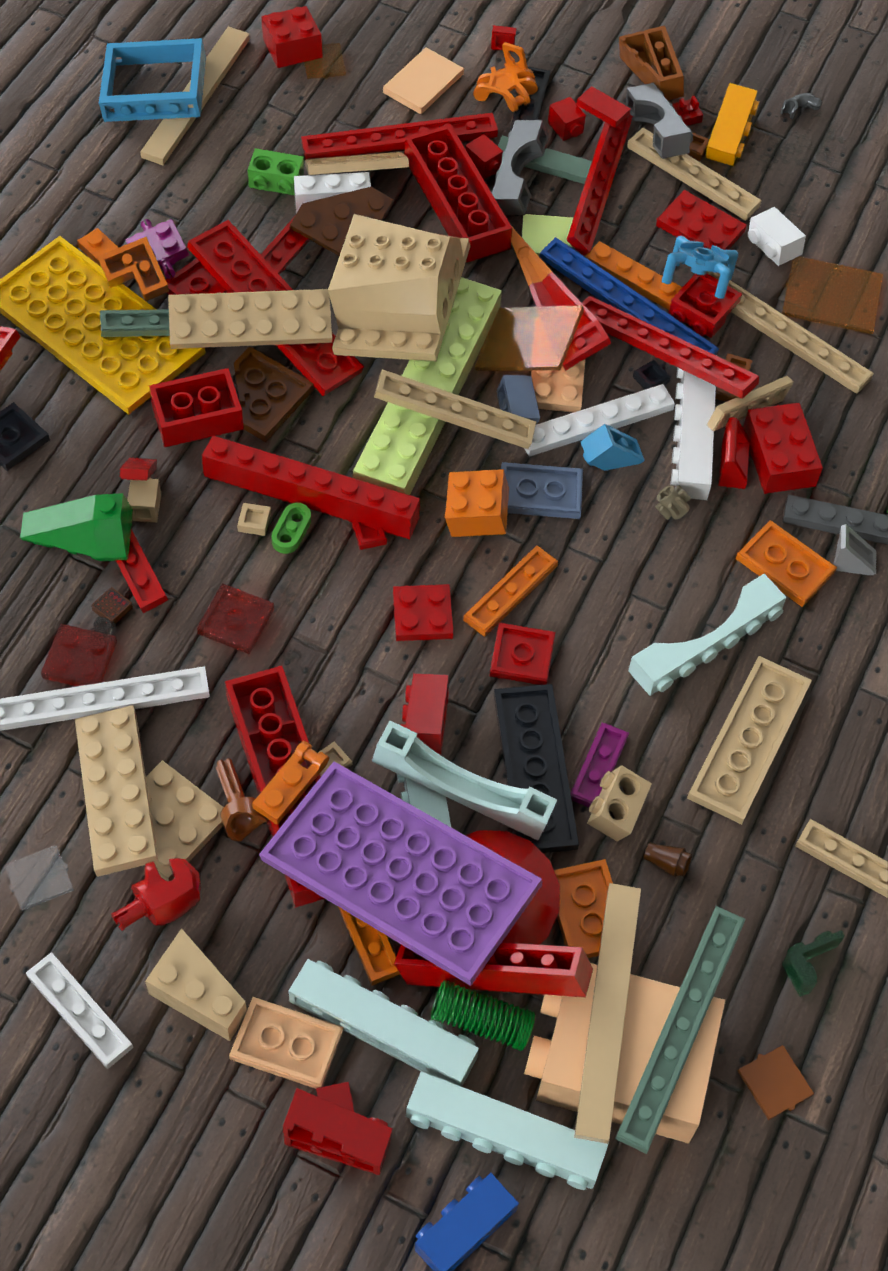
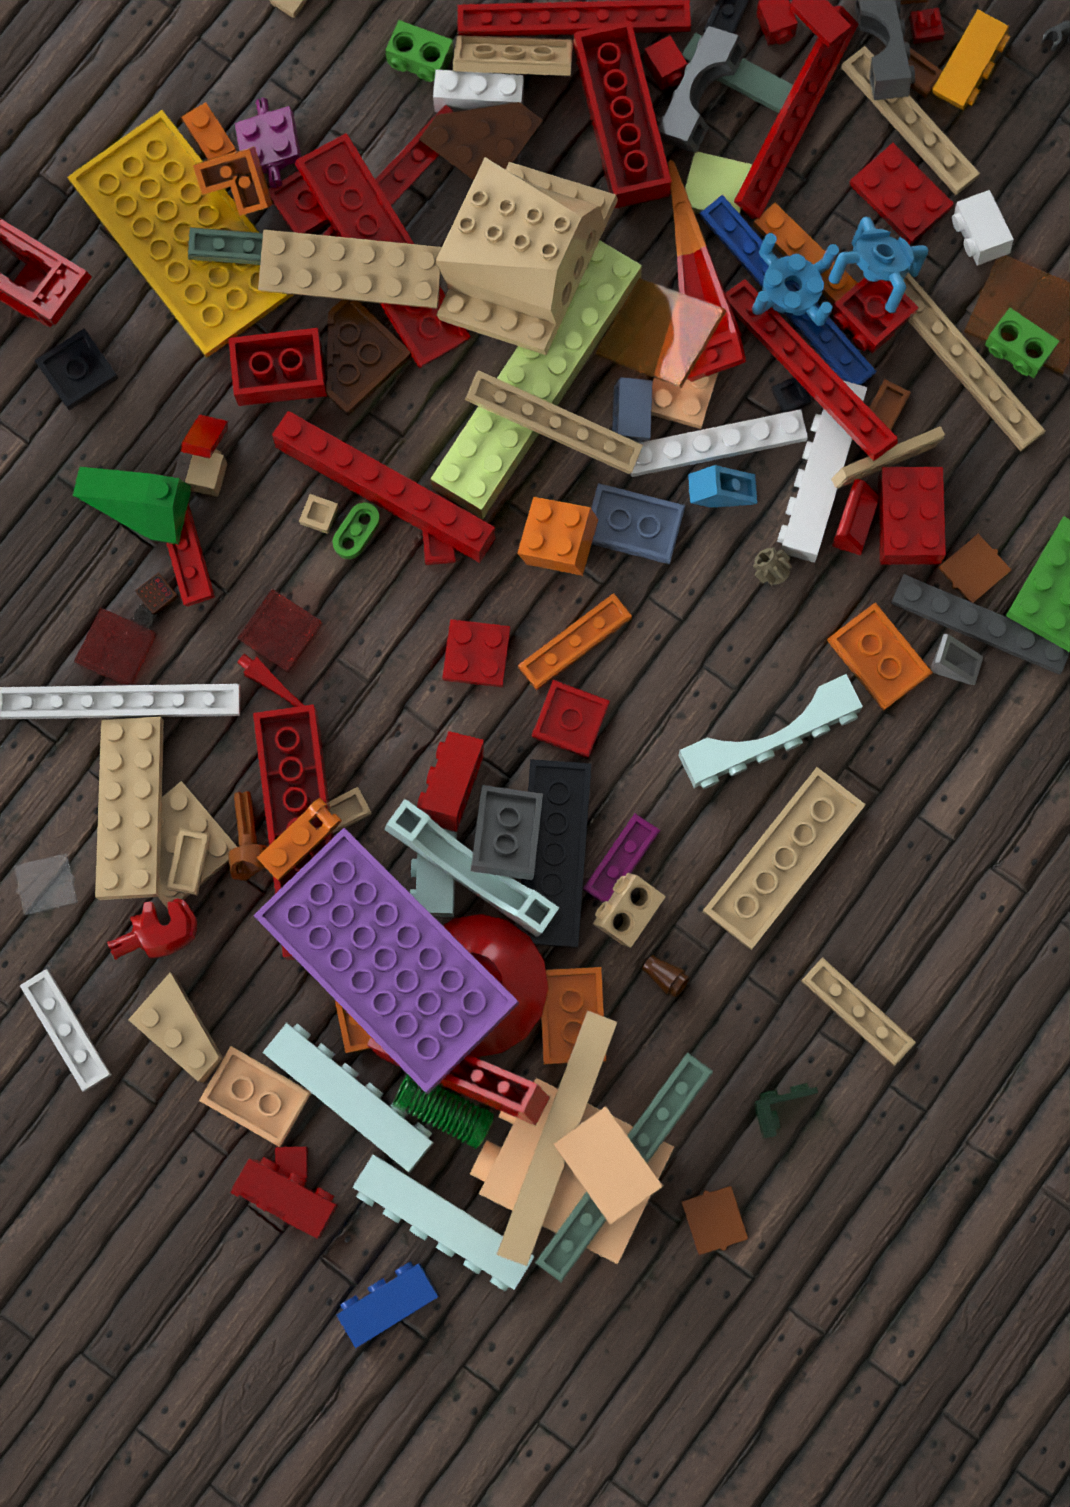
camera: 20 degrees right, 20 degrees up
(182, 827) = (188, 862): none -> tan tile
(223, 658) = (260, 673): none -> red piece
(490, 746) = (507, 832): none -> dark grey plate
(632, 279) = (798, 270): none -> dark azure plate
(667, 1023) = (608, 1165): none -> light nougat tile
(834, 310) = (1026, 337): none -> bright green brick
(846, 484) = (974, 569): none -> dark orange piece

